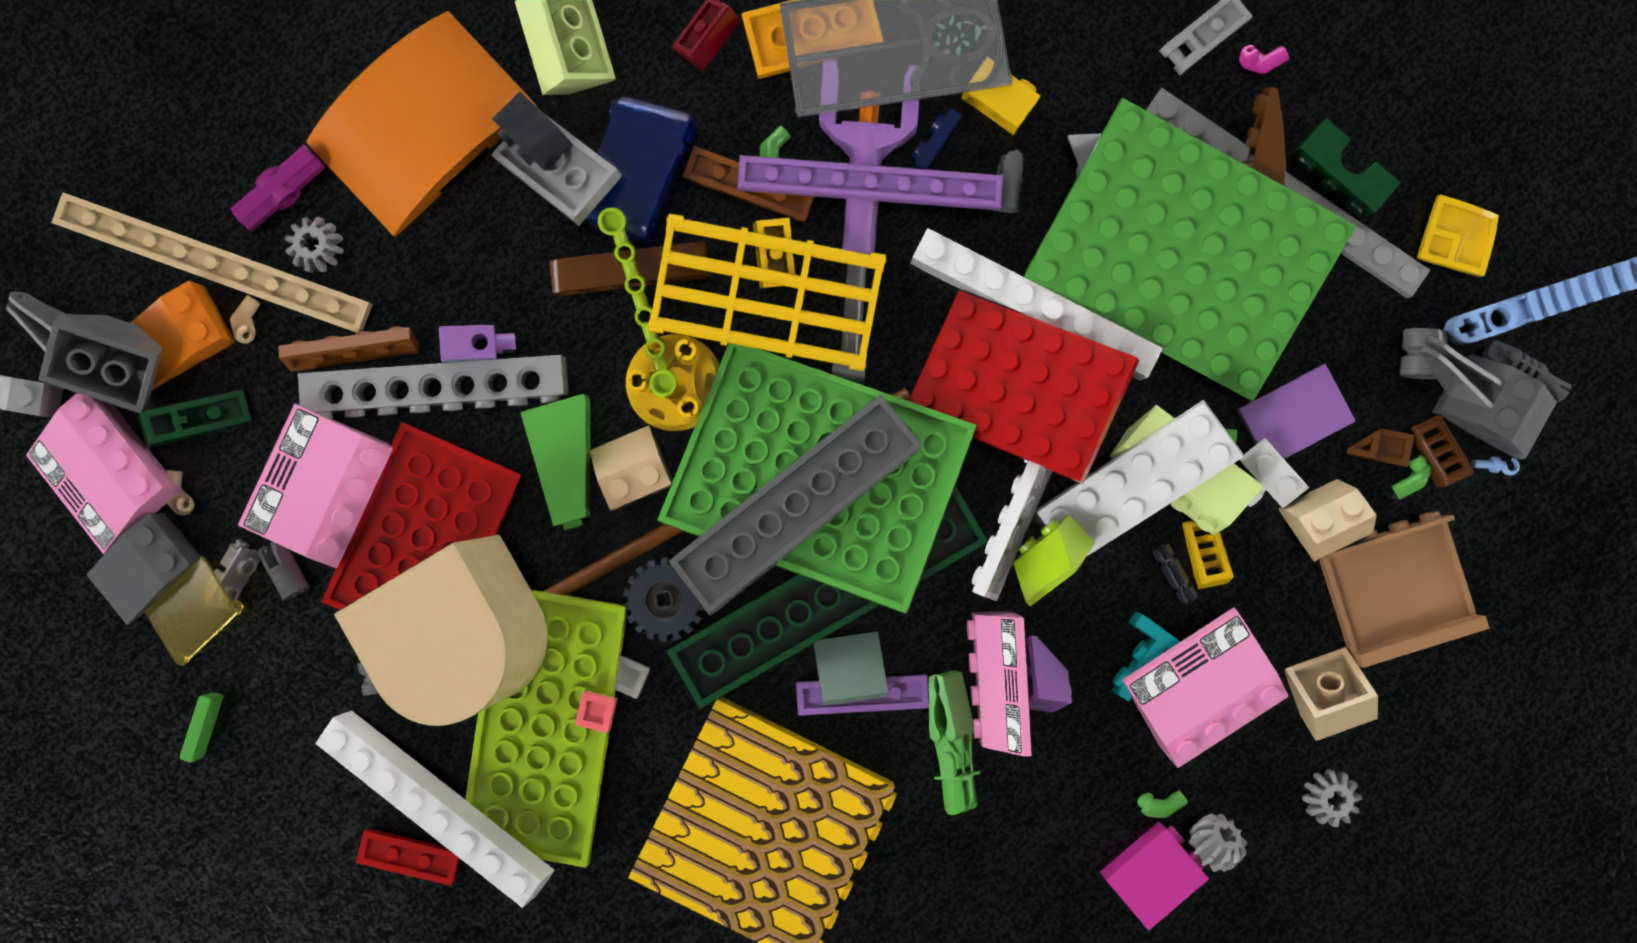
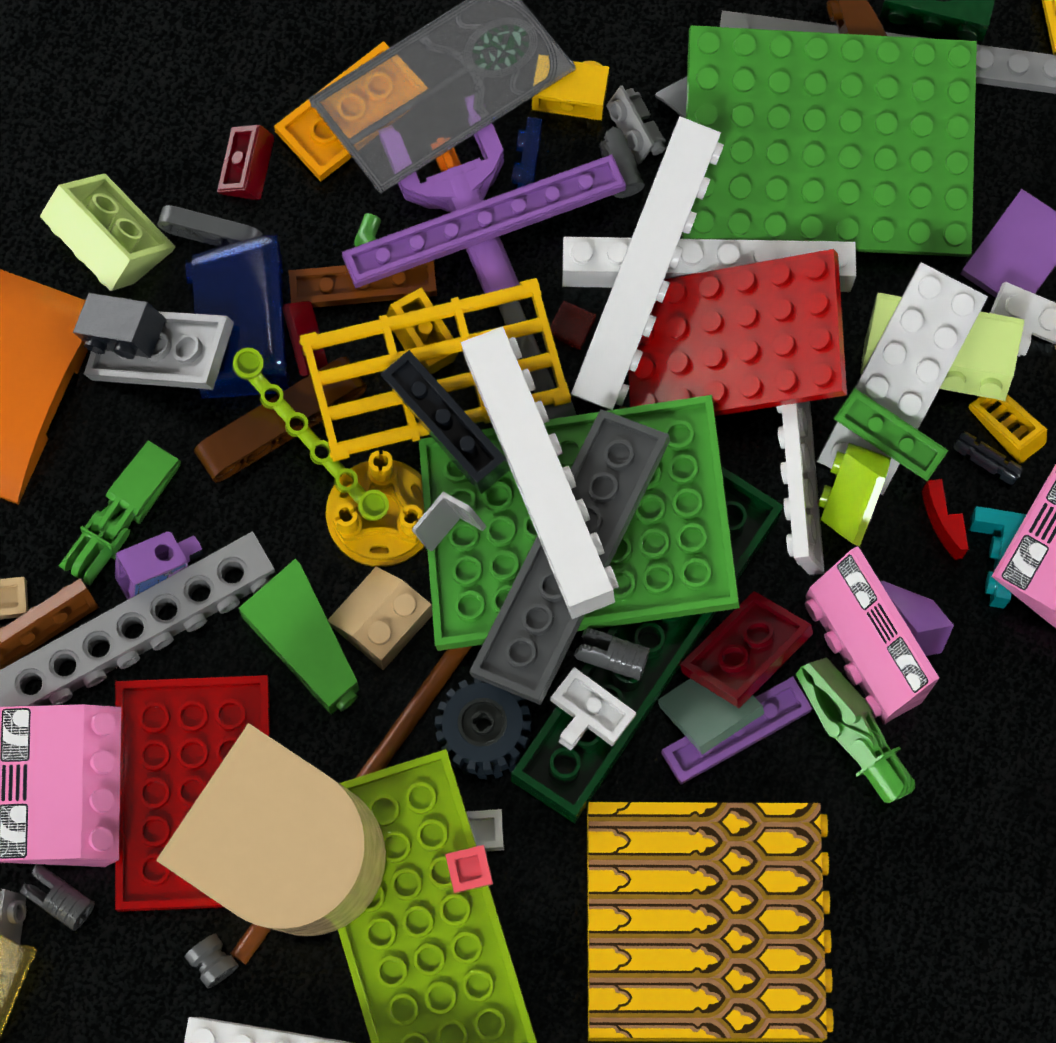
camera: 25 degrees left, 15 degrees down
(484, 273) = (132, 496): none -> bright green arm
(647, 77) = (204, 227): none -> dark grey beam
(682, 201) = (301, 321): none -> dark red slope
(709, 420) = (441, 518): none -> light grey bracket
(750, 343) = (446, 422): none -> black slope
(751, 635) = (591, 709): none -> white plate
(796, 605) = (612, 653): none -> dark grey hinge
(800, 426) = (538, 472): none -> white brick
(897, 642) = (746, 649): none -> dark red plate
(900, 300) = (572, 325): none -> clear red tile
(981, 287) = (646, 264): none -> white brick
(1038, 138) = (628, 111): none -> light grey hinge
(1104, 525) = (890, 434): none -> bright green tile
(1112, 619) = (949, 527): none -> red slope

